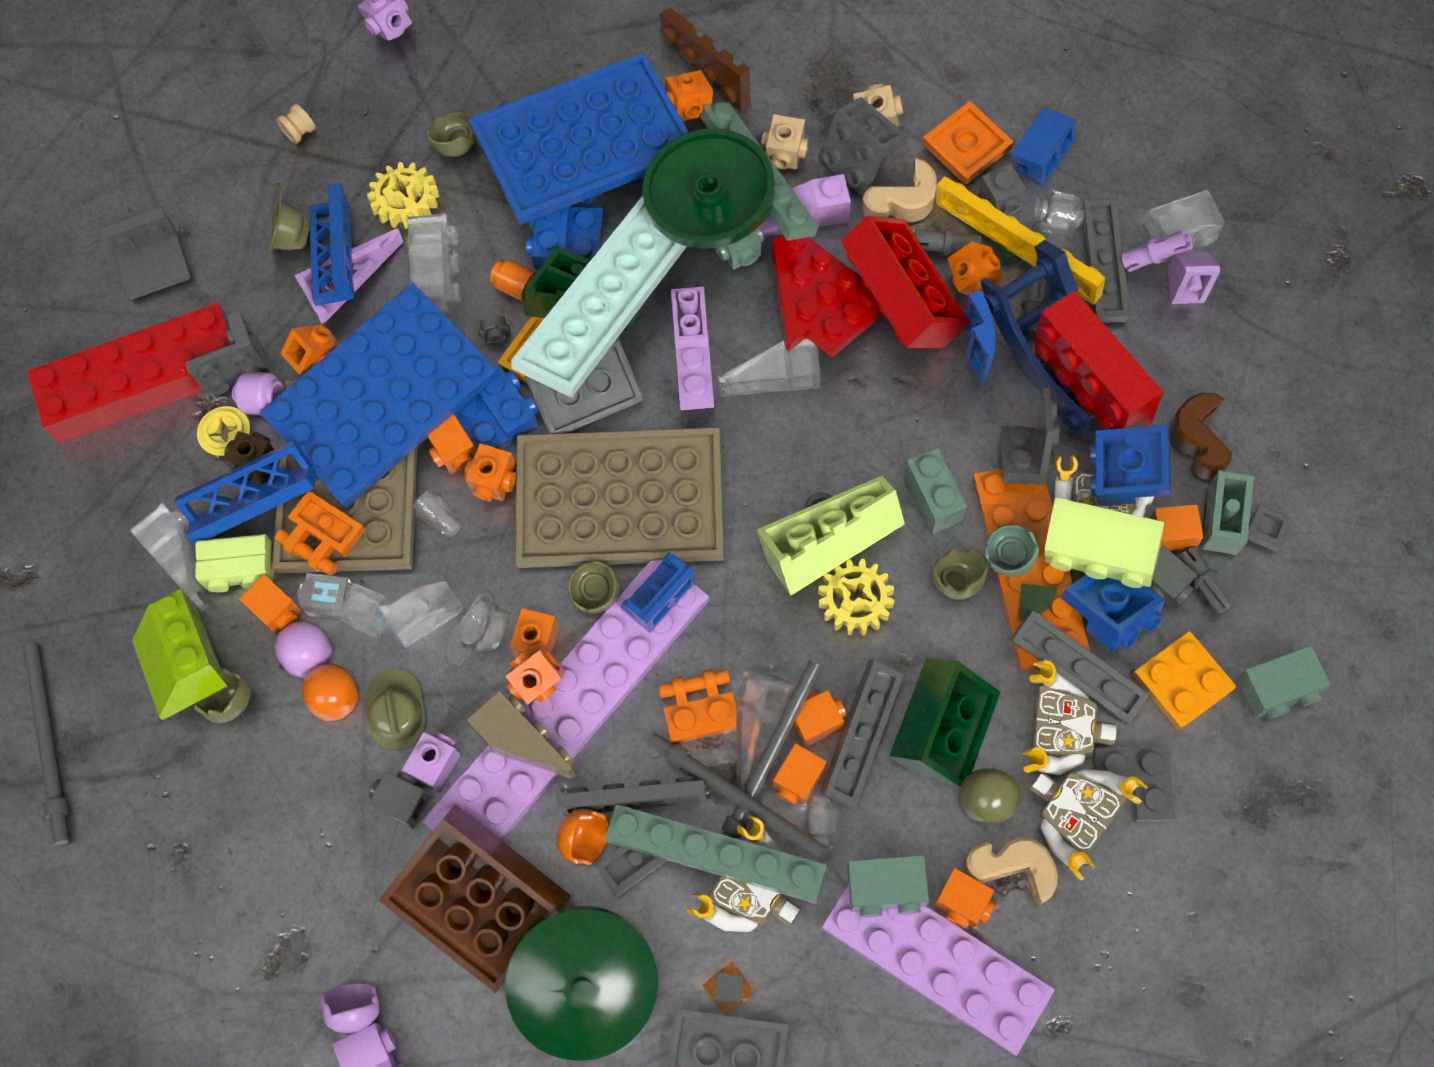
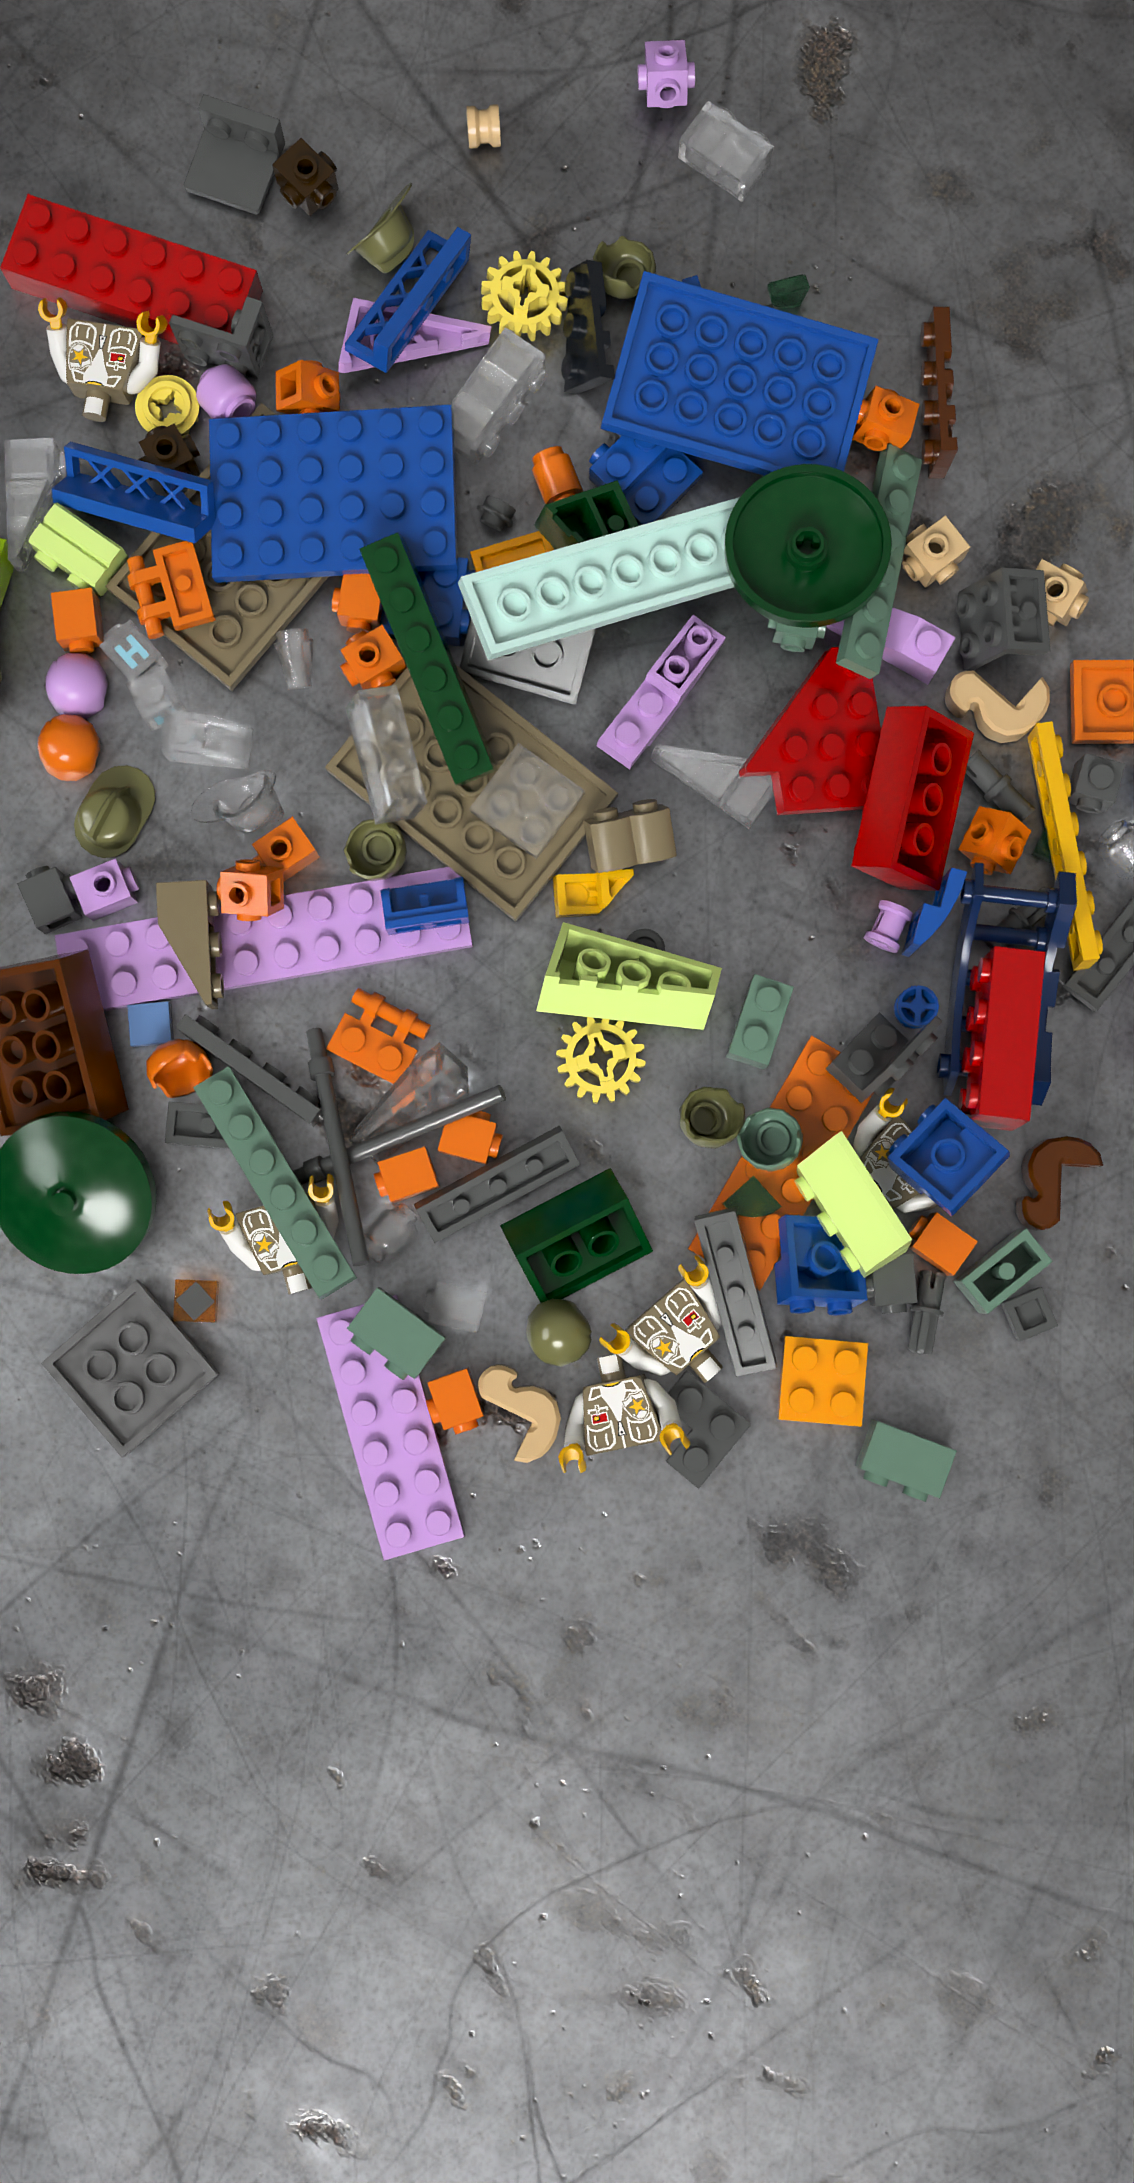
camera: 35 degrees right, 15 degrees up
(157, 434) = (103, 359): none -> torso
(205, 231) = (306, 177): none -> dark brown brick
(457, 29) = (725, 150): none -> clear brick
(462, 184) = (585, 340): none -> black wing
(530, 436) = (428, 659): none -> dark green brick
(536, 826) = (150, 1024): none -> medium blue tile
(552, 517) = (386, 754): none -> clear brick
(565, 70) = (788, 291): none -> clear green tile
(667, 475) = (527, 801): none -> clear plate
(751, 446) = (629, 836): none -> dark tan brick
(754, 505) = (587, 893): none -> yellow slope
(908, 835) = (455, 1306): none -> clear brick
(959, 371) = (888, 926): none -> lavender bush
(1024, 397) = (924, 1000): none -> blue wheel

